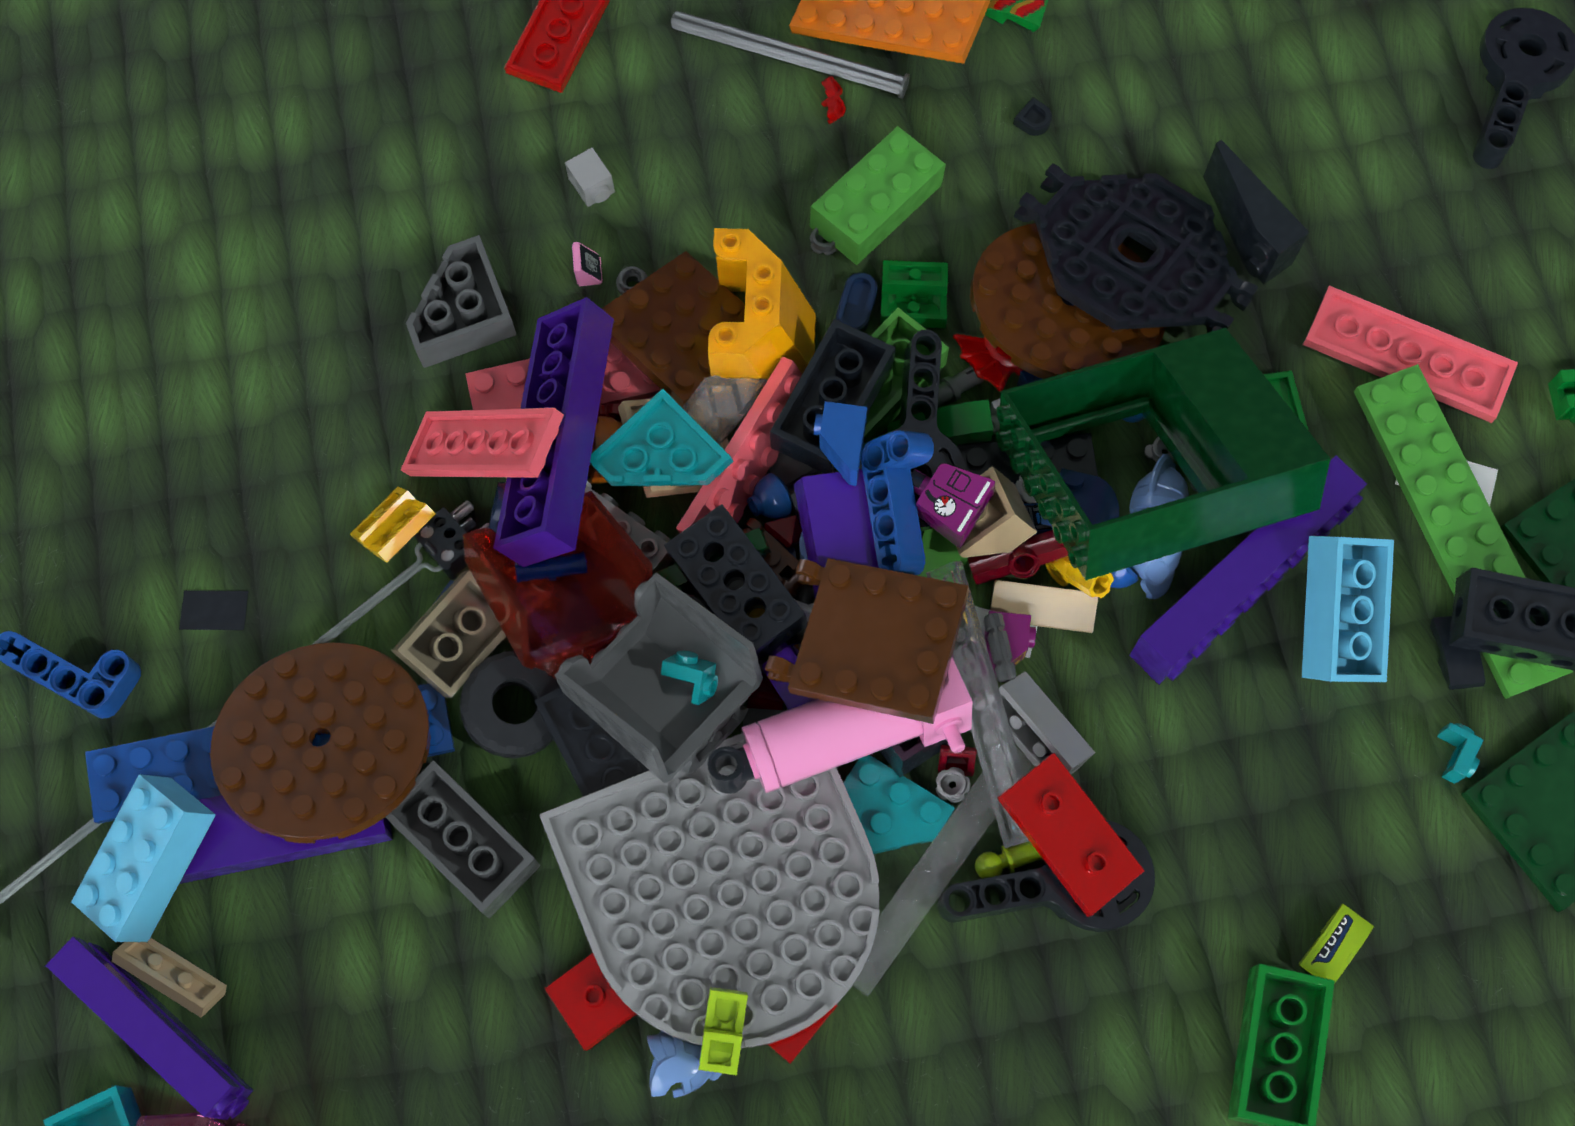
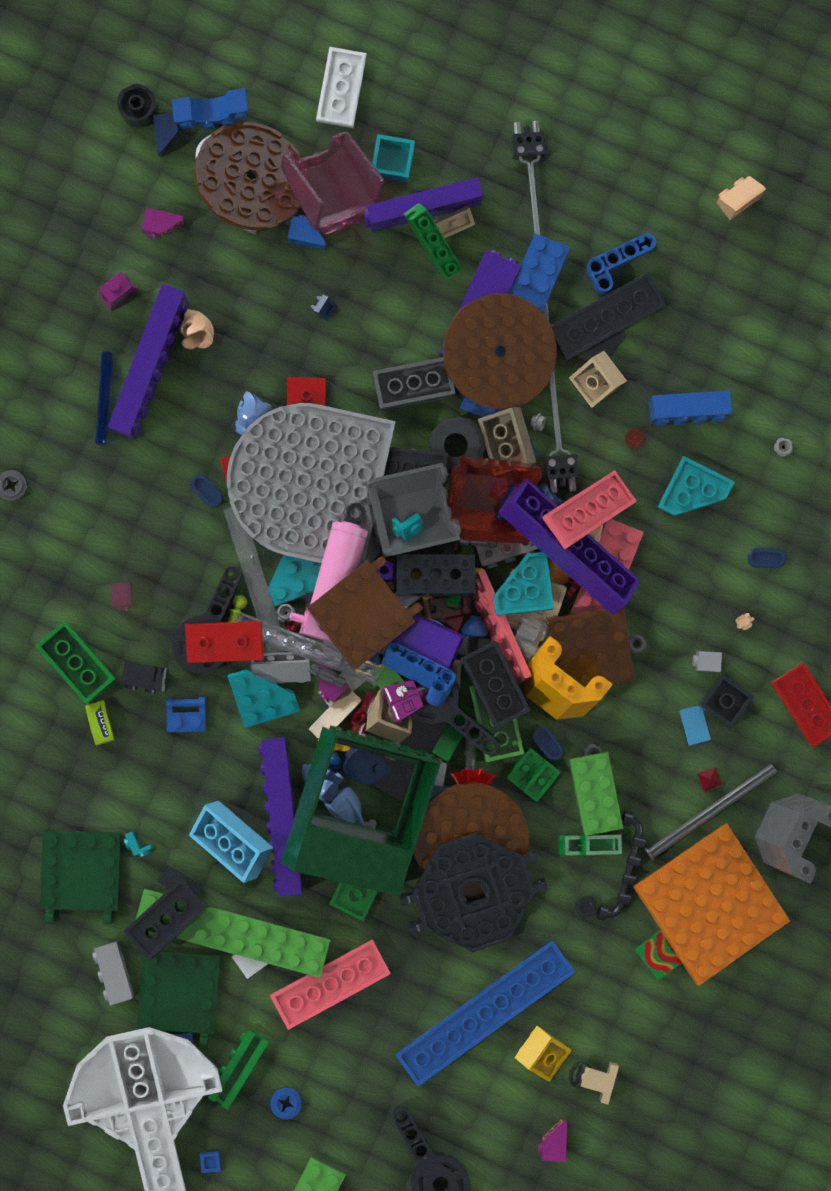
camera: 120 degrees right, 15 degrees up
(143, 858) = (499, 244): medium azure brick -> none
(165, 630) = (607, 316): none -> black plate
(200, 967) = (433, 241): none -> green brick
(212, 270) = (778, 447): none -> light grey plate
(236, 421) = (690, 407): none -> blue brick
(276, 580) = (597, 379): none -> tan slope
(334, 474) = (634, 438): none -> clear red tile
(355, 350) = (694, 488): none -> teal plate
(392, 202) = (766, 558): none -> dark blue tile
(392, 524) = (587, 448): yellow slope -> none
(399, 621) = (538, 422): none -> light grey plate
(427, 1073) = (324, 307): none -> dark blue tile
(459, 307) = (678, 552): dark grey brick -> none
(501, 171) = (744, 621): none -> light nougat plate
(586, 265) = (660, 628): slope -> none
(627, 119) = (725, 701): none -> black brick
(688, 146) = (694, 725): none -> dark azure sticker
(723, 1031) = (249, 436): lime slope -> none
(747, 83) = (709, 779): none -> dark red slope
(835, 104) = (663, 812): red piece -> none
(842, 437) = (465, 668): blue slope -> none
(857, 1047) = (207, 491): none -> dark blue tile
(954, 91) = (628, 878): none -> black bar
(962, 174) = (590, 844): none -> green slope
(1107, 724) = (260, 698): none -> teal plate
(1122, 1058) = (121, 596): none -> clear pink brick
(1213, 924) = (145, 676): none -> black hinge
(1226, 817) = (188, 720): none -> blue plate
(1257, 221) = (441, 962): black slope -> none
(1263, 44) = (542, 1053): none -> yellow slope
(1277, 142) = (484, 1013): none -> blue plate

